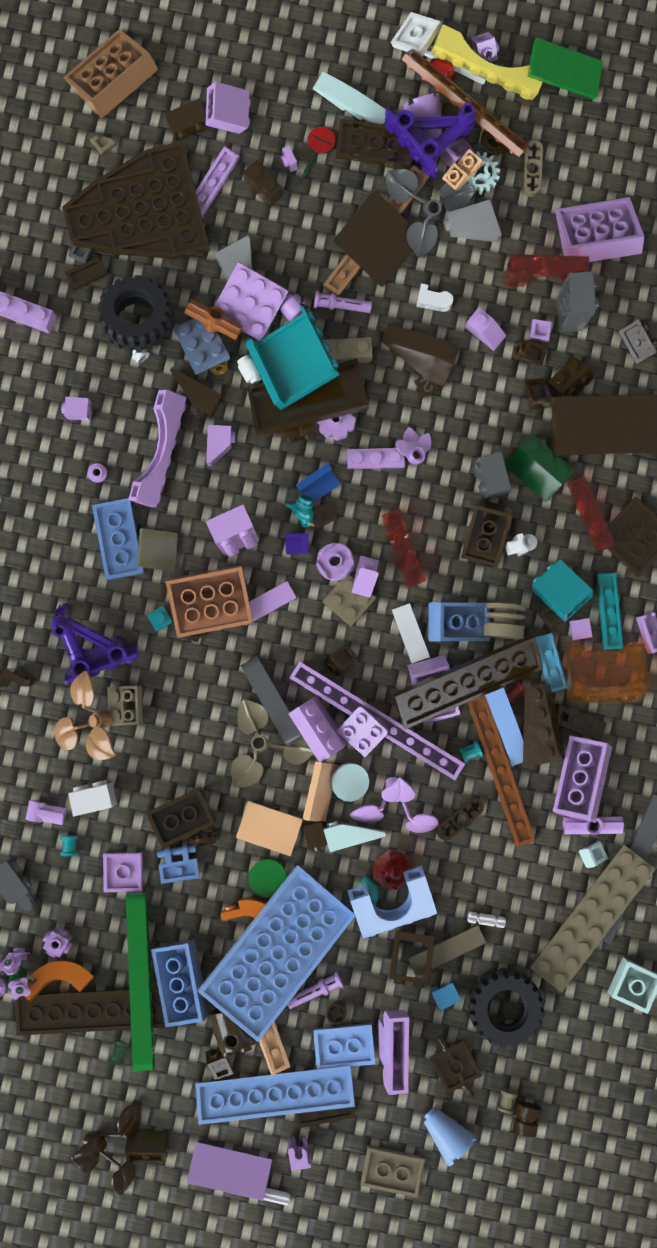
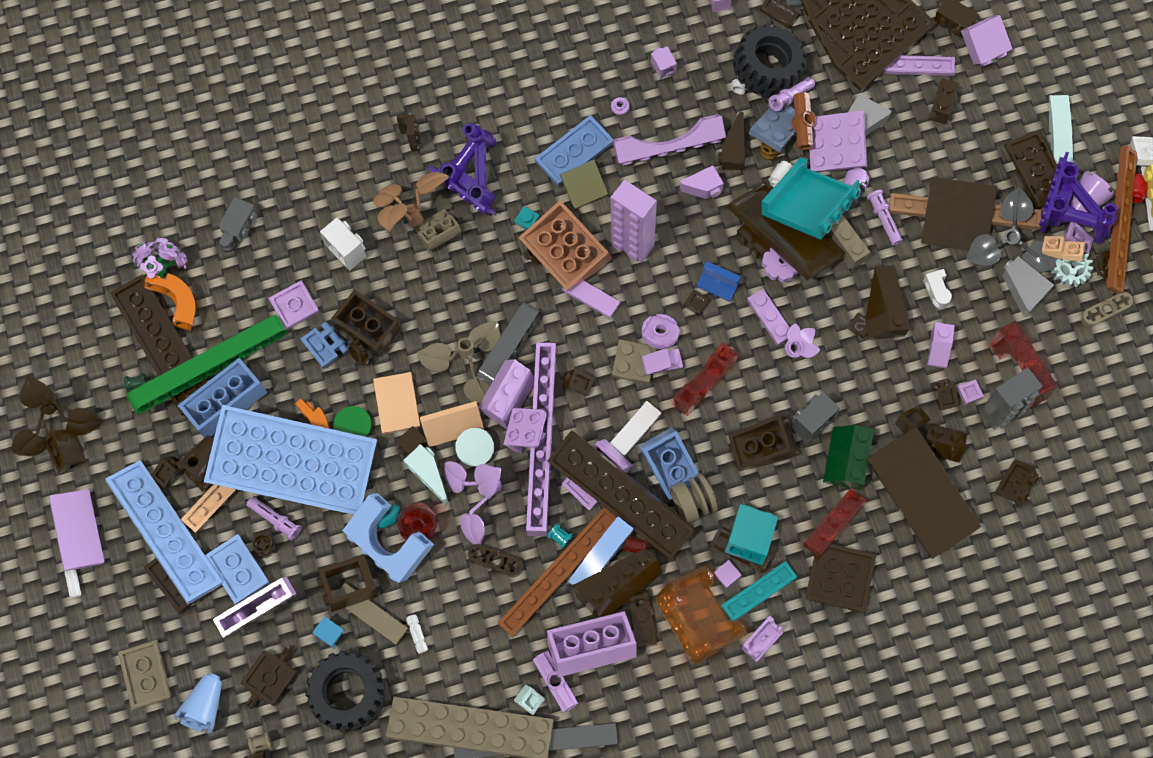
camera: 65 degrees right, 15 degrees down
(40, 811) = (310, 213): lavender piece -> none
(62, 937) = (206, 283): lavender brick -> none
(69, 845) = (293, 249): teal bush -> none
(179, 319) = (786, 96): none -> lavender pin
(288, 159) = (977, 110): lavender plate -> none
(297, 544) = (657, 293): dark purple panel -> none
(299, 1156) = (118, 576): lavender hinge -> none
(303, 509) = (688, 281): teal animal -> none
(321, 141) = (1009, 128): red piece -> none
(521, 544) = (769, 474): white hips -> none
(550, 662) = (682, 562): medium azure tile -> none
(600, 230) = (1091, 394): lavender slope -> none

